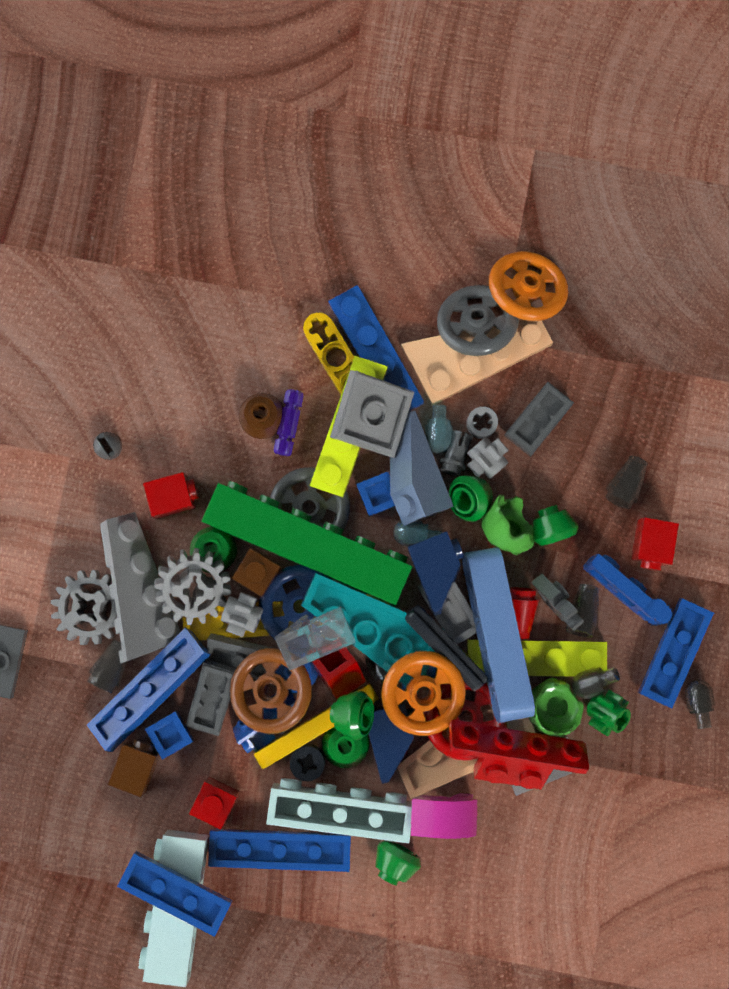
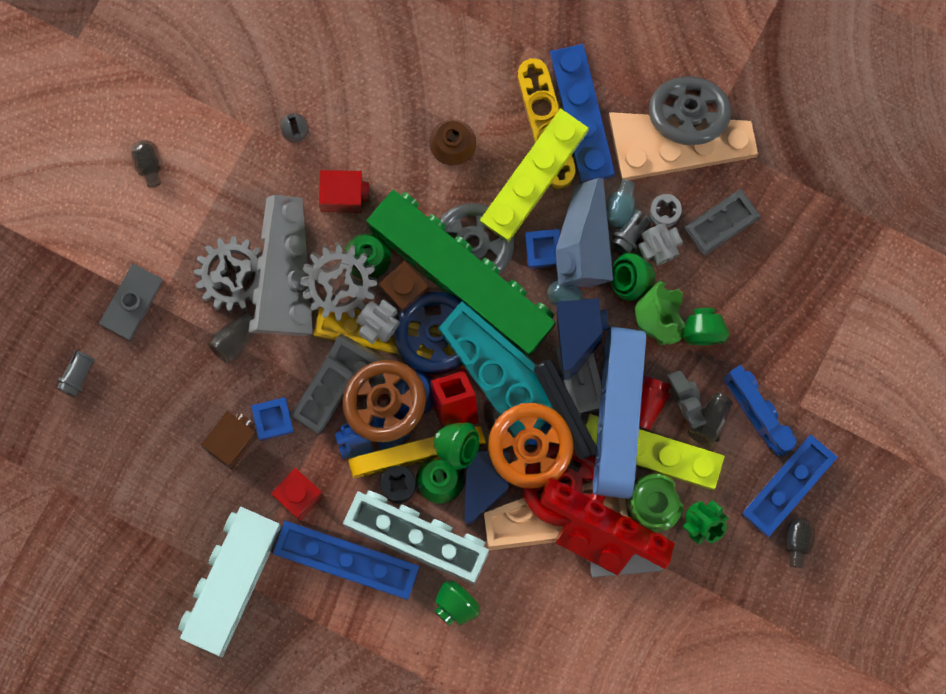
camera: 15 degrees right, 5 degrees down
(148, 690) = (265, 369): plate -> none
(174, 893) = (237, 561): blue plate -> none
(289, 422) = (475, 159): dark purple axle -> none
(314, 638) = (442, 359): clear slope -> none
(372, 414) = (560, 168): light grey tile -> none
(444, 816) = (516, 568): dark pink brick -> none
(528, 286) = (749, 92): orange plate -> none
(594, 682) = (699, 488): clear smoke cylinder -> none
(627, 483) = (789, 310): clear smoke cone -> none
(654, 543) = (799, 374): red brick -> none

